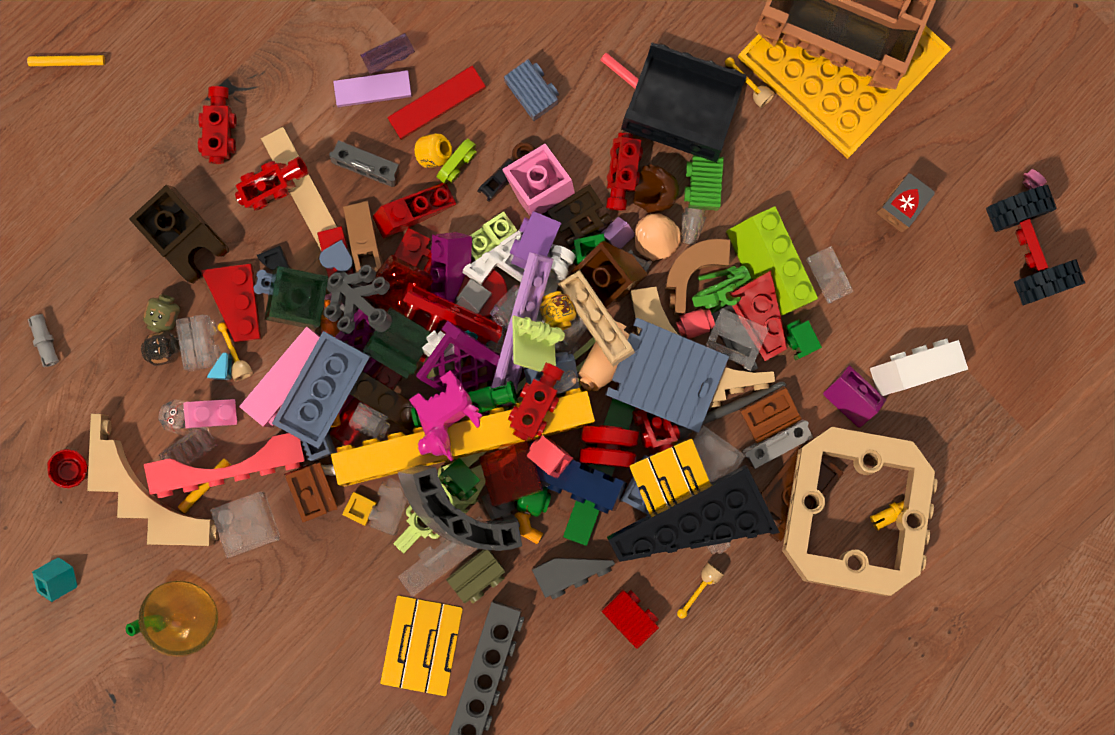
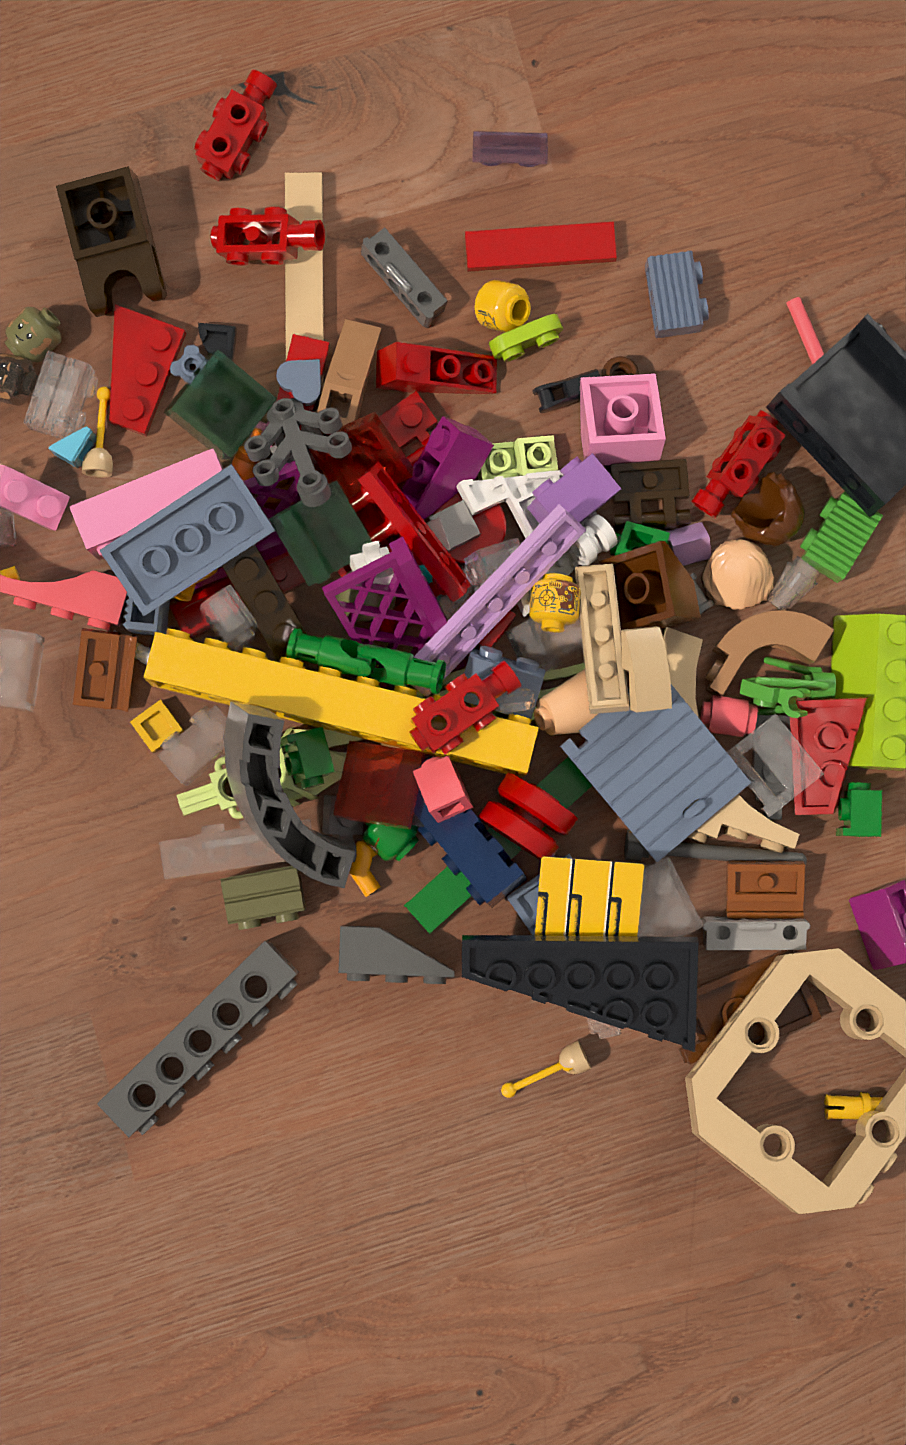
camera: 25 degrees right, 0 degrees up
(372, 88) = (465, 184): lavender tile -> none
(421, 645) = (142, 949): yellow sticker -> none
(442, 412) = (331, 654): dark pink animal -> none
(534, 343) = (502, 627): yellowish green hinge -> none
(630, 617) = (436, 1059): red brick -> none
(631, 319) = (648, 669): none -> tan slope
(657, 429) = (604, 829): red brick -> none

